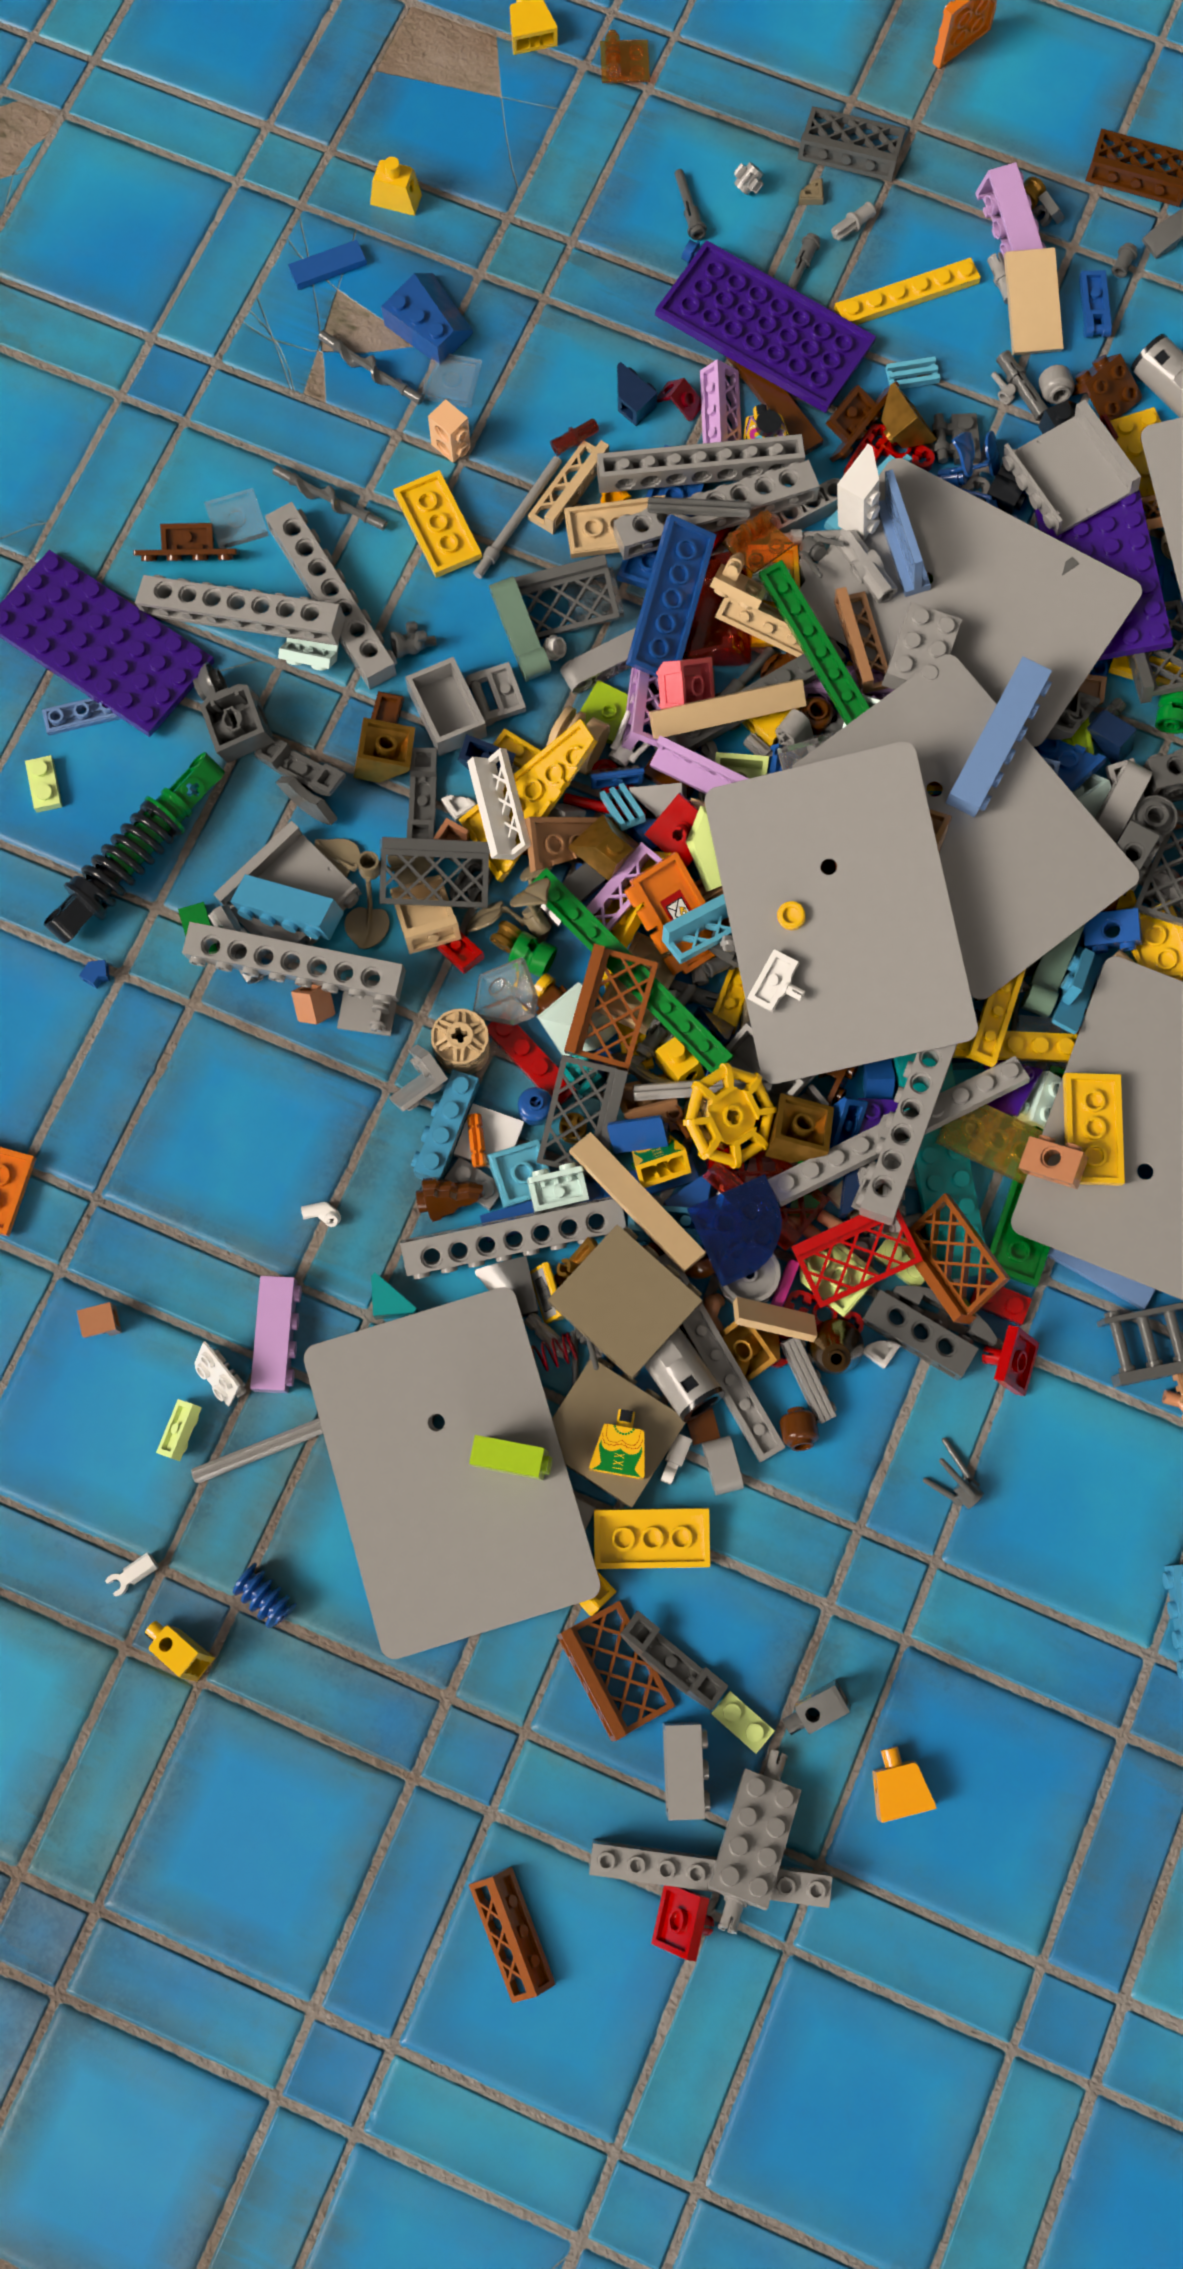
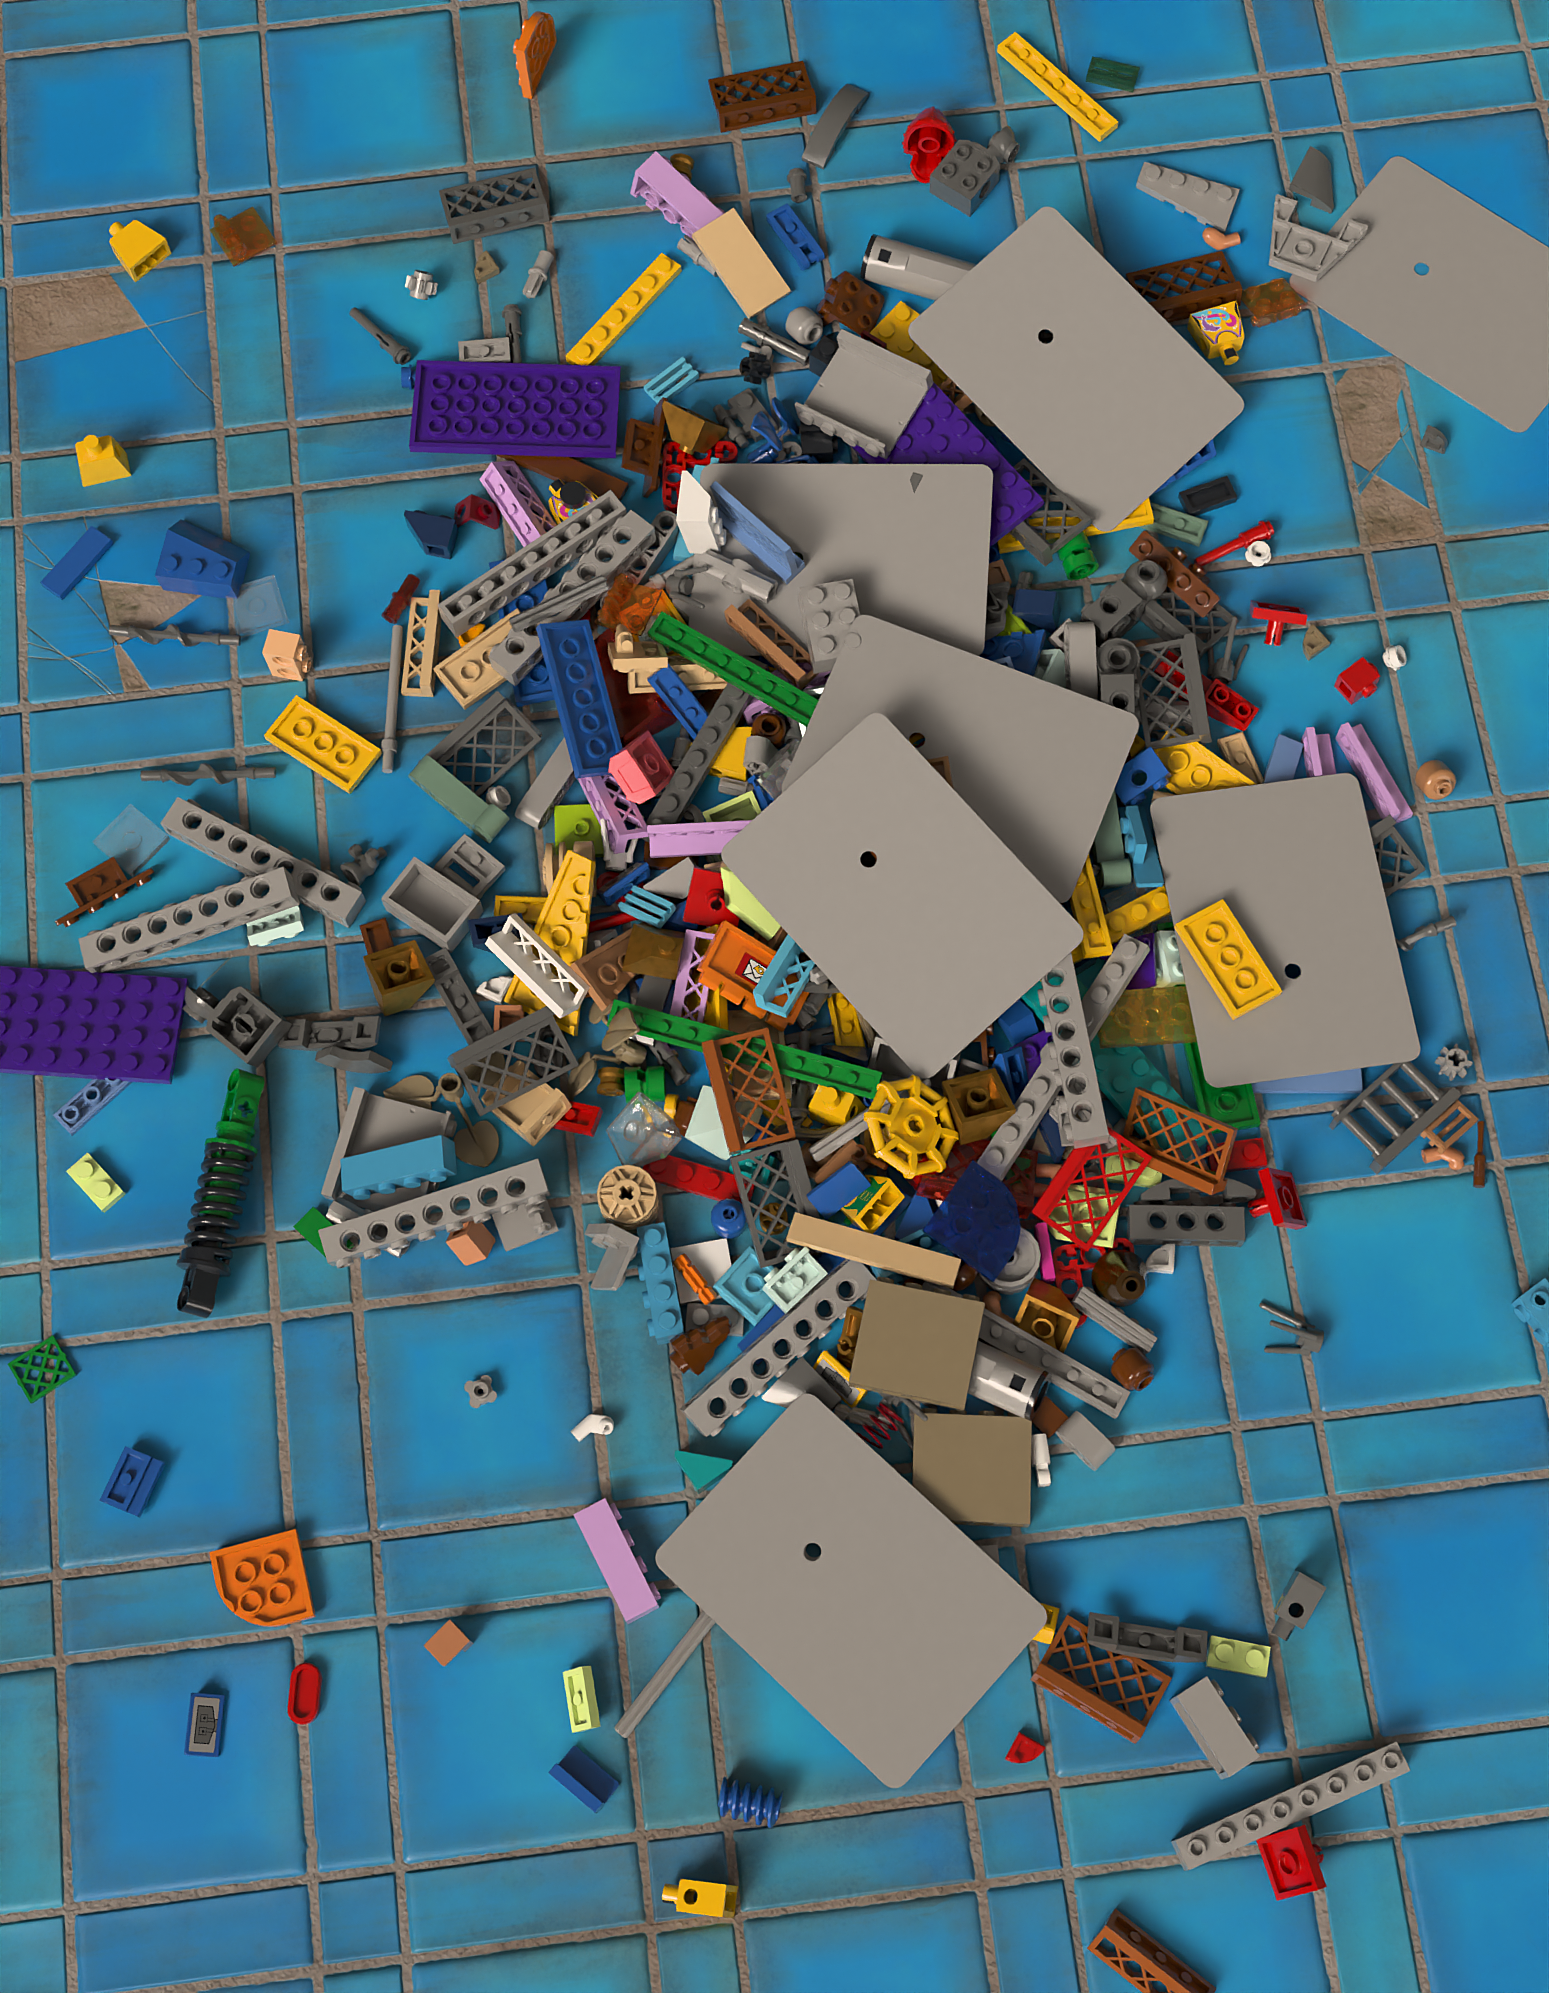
camera: 25 degrees left, 5 degrees down
(95, 973) = (250, 1329): blue piece -> none
(134, 1573) = (618, 1853): white bar -> none
(142, 1496) = (584, 1779): none -> blue panel
(213, 1367) = (588, 1627): white hinge -> none
(253, 1137) = (487, 1396): none -> light grey plate
(510, 1457) = (901, 1541): lime brick -> none
(515, 1690) = (1024, 1749): none -> red tile
(566, 946) = (670, 1061): none -> dark grey pin
(620, 1448) = (990, 1477): torso -> none
(651, 1538) = (1062, 1541): yellow plate -> none
(727, 708) = (690, 768): tan tile -> none
(754, 644) = (679, 699): none -> blue tile
(754, 1841) = (1312, 1751): light grey plate -> none
(770, 263) = (485, 350): none -> light grey plate
(774, 1319) = (1055, 1283): tan tile -> none
(775, 982) = (882, 986): white plate -> none
(791, 915) = (861, 920): yellow tile -> none
(899, 1788) = (1406, 1631): light orange torso -> none
(991, 398) = (755, 368): none -> black gear
(998, 737) = (947, 665): medium blue brick -> none
(1049, 208) = (705, 173): dark grey tile -> none
(1066, 1172) = (1229, 1008): nougat brick -> none

